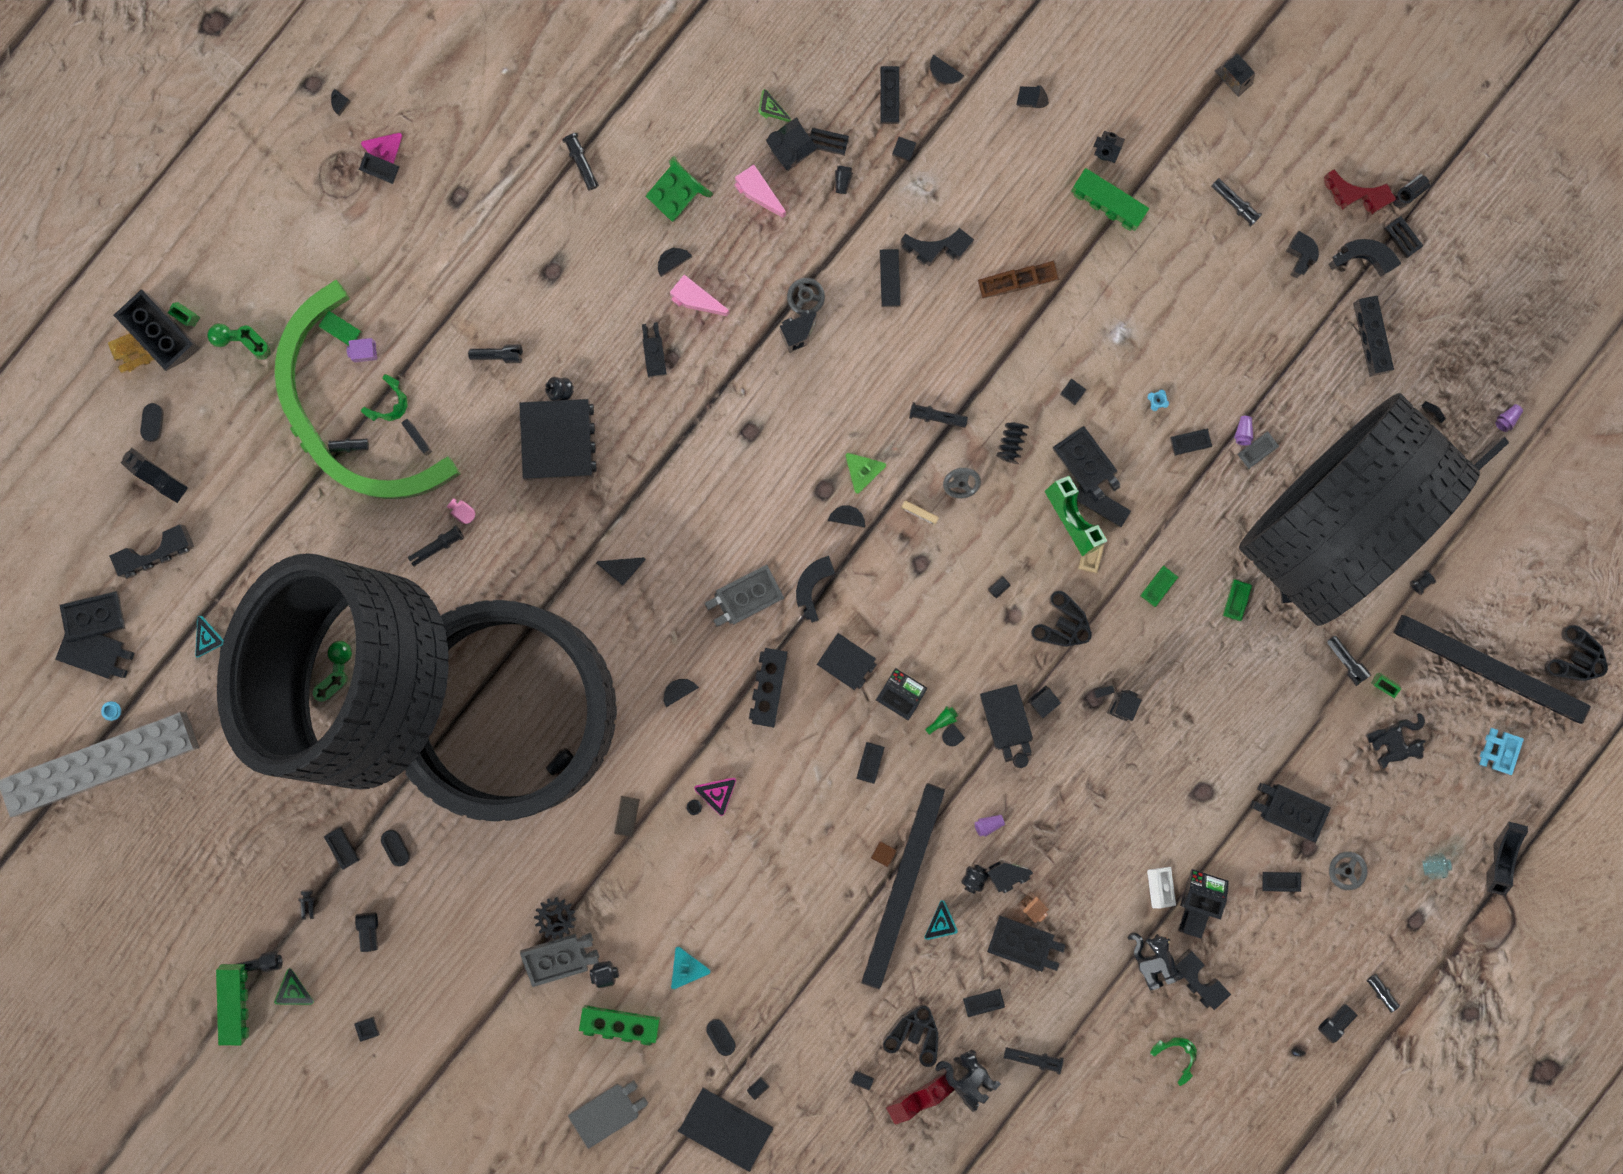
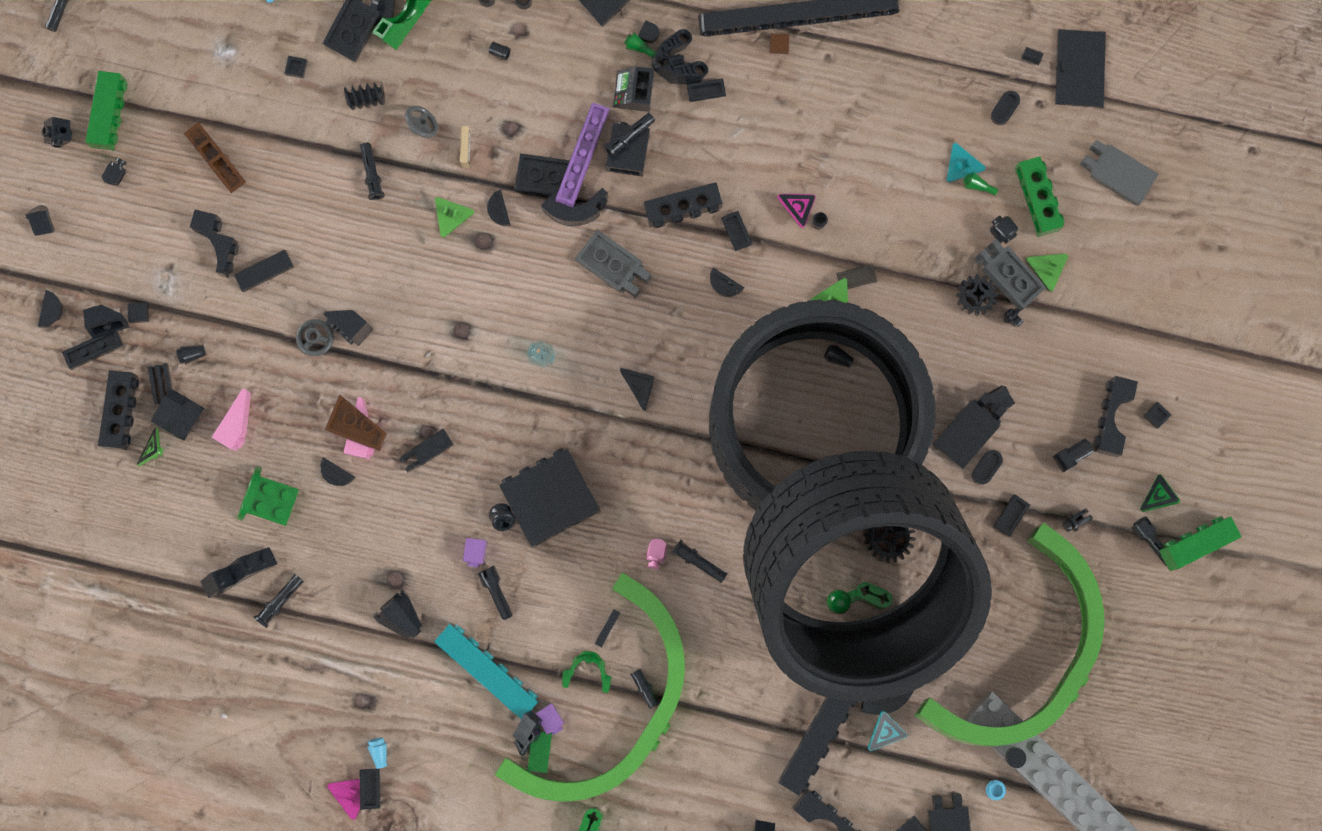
camera: 115 degrees left, 5 degrees down
(125, 738) = (1015, 757): none -> black tile
(166, 821) = (1075, 676): none -> bright green arch
(221, 561) = (815, 744): none -> black brick
(359, 324) = (527, 731): none -> black piece
(401, 1002) = (1109, 438): none -> black arch
(408, 189) = (378, 752): none -> medium azure cone
(430, 314) = (486, 671): none -> teal brick
(434, 848) = (969, 431): none -> black tile
(450, 888) = (999, 396): none -> black piece
(516, 259) = (400, 616): none -> black cone
(521, 940) = (1011, 315): none -> black plate
(540, 351) = (475, 552): none -> medium lavender brick
(550, 999) = (1048, 268): none -> bright green piece
(615, 785) = (837, 292): none -> bright green piece
(622, 137) = (238, 571): none -> black arch
(662, 970) = (975, 182): none -> green cone
(691, 492) = (540, 353): none -> clear light blue head
(701, 294) = (354, 425): none -> reddish brown wing
(722, 726) = (736, 231): none -> black tile
(832, 93) = (113, 400): none -> black brick
(855, 666) = (622, 139): none -> black pin
(859, 574) = (540, 174): none -> black tile
(860, 617) = (582, 154): none -> medium lavender tile
(894, 747) = (672, 66): none -> black connector
(909, 113) = (102, 320): none -> black slope
(1047, 183) = (114, 172): none -> black arm

